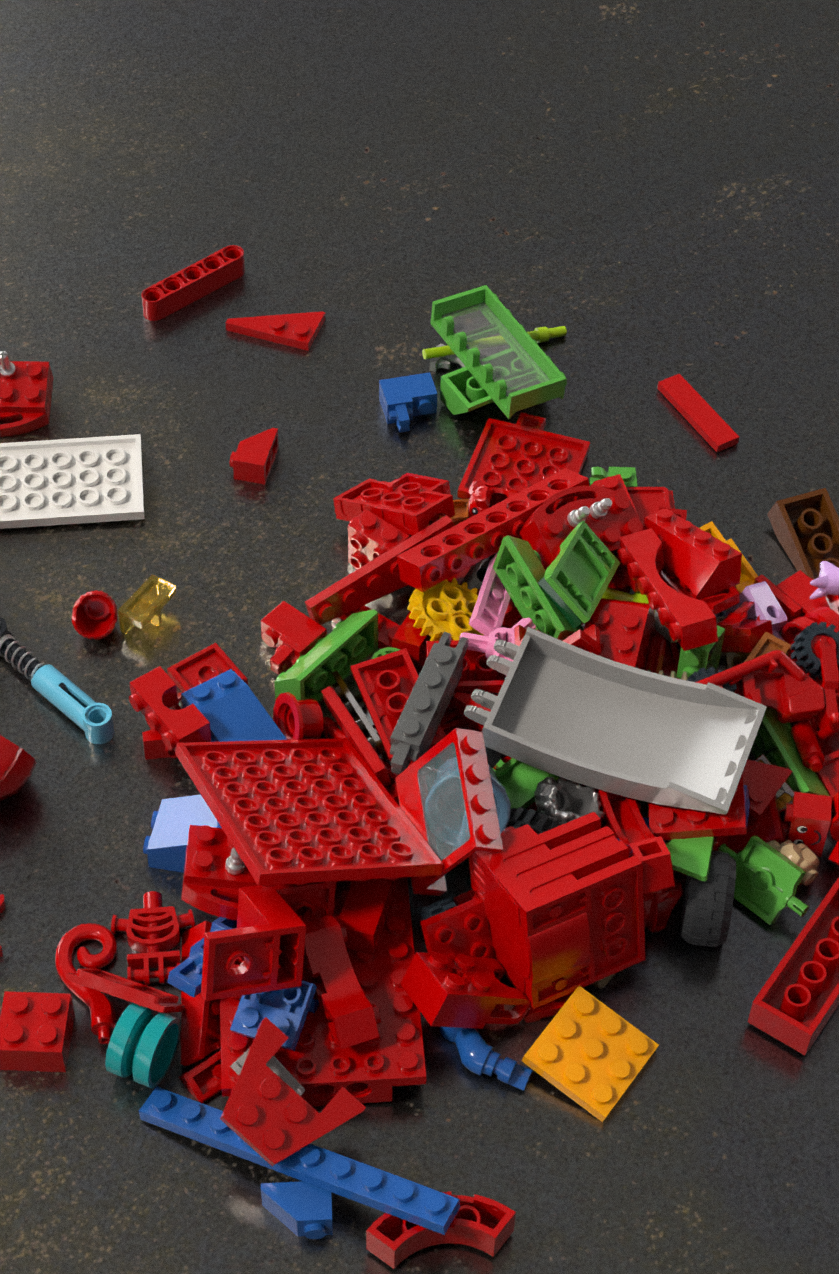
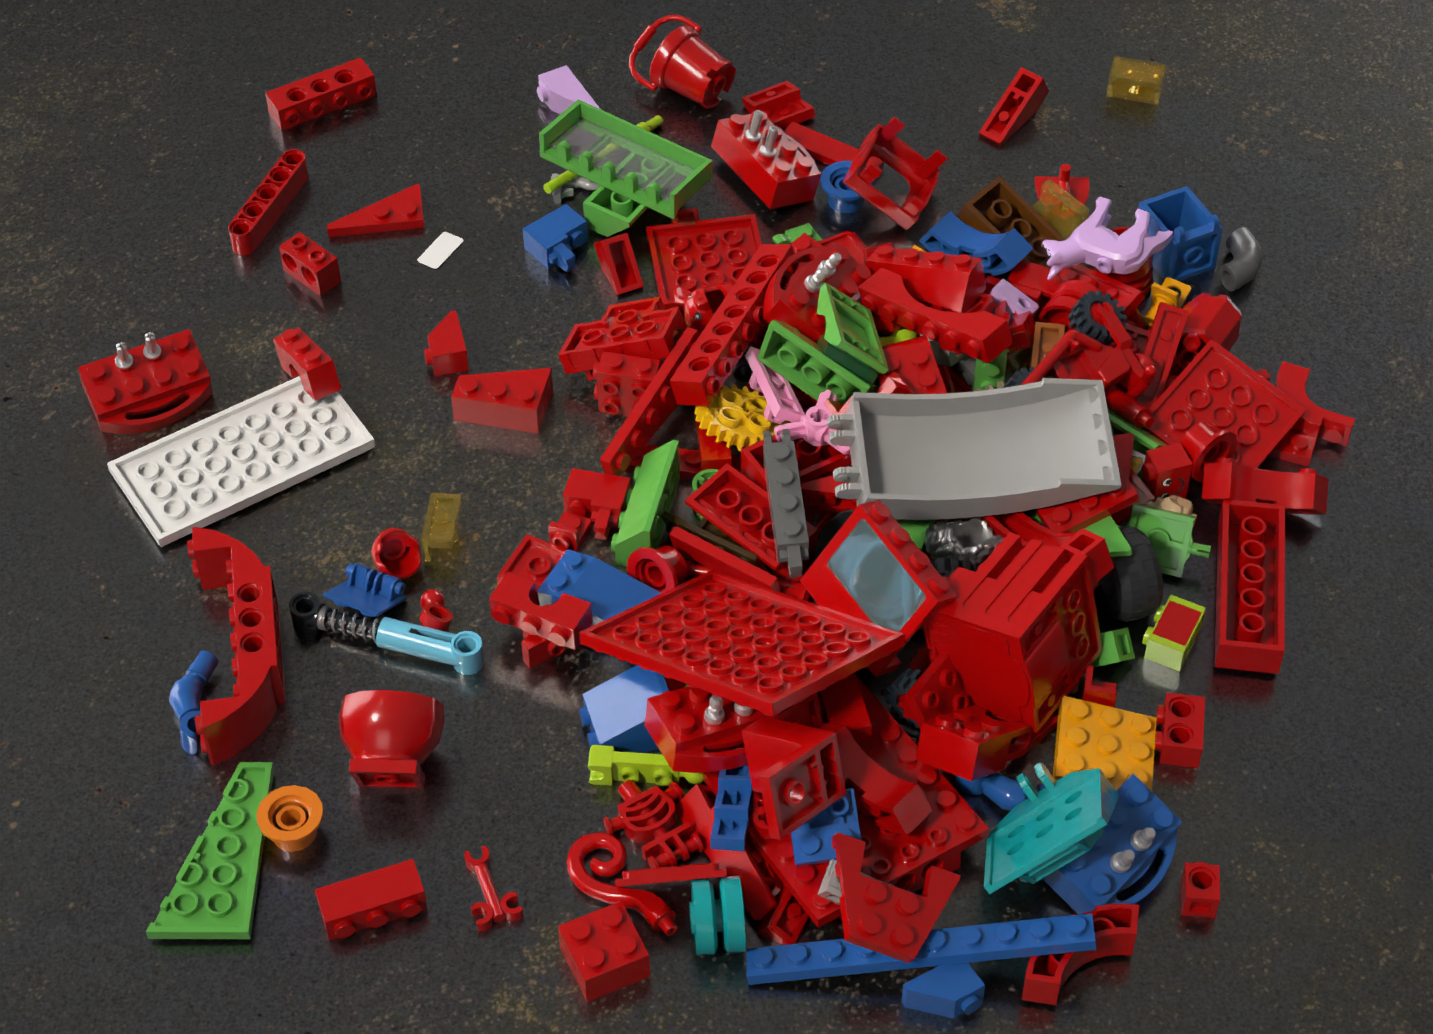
camera: 25 degrees left, 0 degrees up
(51, 638) = (367, 591): none -> blue hinge
(95, 680) = (434, 613): none -> red plate
(127, 427) = (307, 360): none -> red arch
(150, 873) = (641, 767): none -> lime plate
(190, 346) = (310, 264): none -> red brick
(252, 656) = (569, 531): none -> red bracket
(272, 519) = (504, 399): none -> red wedge
(294, 208) = (321, 93): none -> red brick
(308, 374) = (440, 250): none -> white sticker
(445, 441) = (619, 263): none -> red slope
(472, 1101) = (1048, 826): none -> teal hinge
(495, 273) = (561, 89): none -> lavender slope
(532, 1150) = (1123, 852): none -> blue piece
(588, 1237) = (1200, 901): none -> red brick
(610, 288) = (685, 63): none -> red piece
(618, 996) = (1097, 691): none -> red panel
(632, 398) = (767, 159): none -> red piece
(659, 962) = (1116, 648): none -> bright green panel
(676, 355) = (781, 104): none -> red slope
(679, 1069) = (1181, 730): none -> red brick
(687, 446) = (840, 196): none -> blue piece
(726, 972) = (1174, 632): none -> brick
(750, 440) = (917, 170): none -> red piece
(766, 545) = (997, 251): none -> blue brick

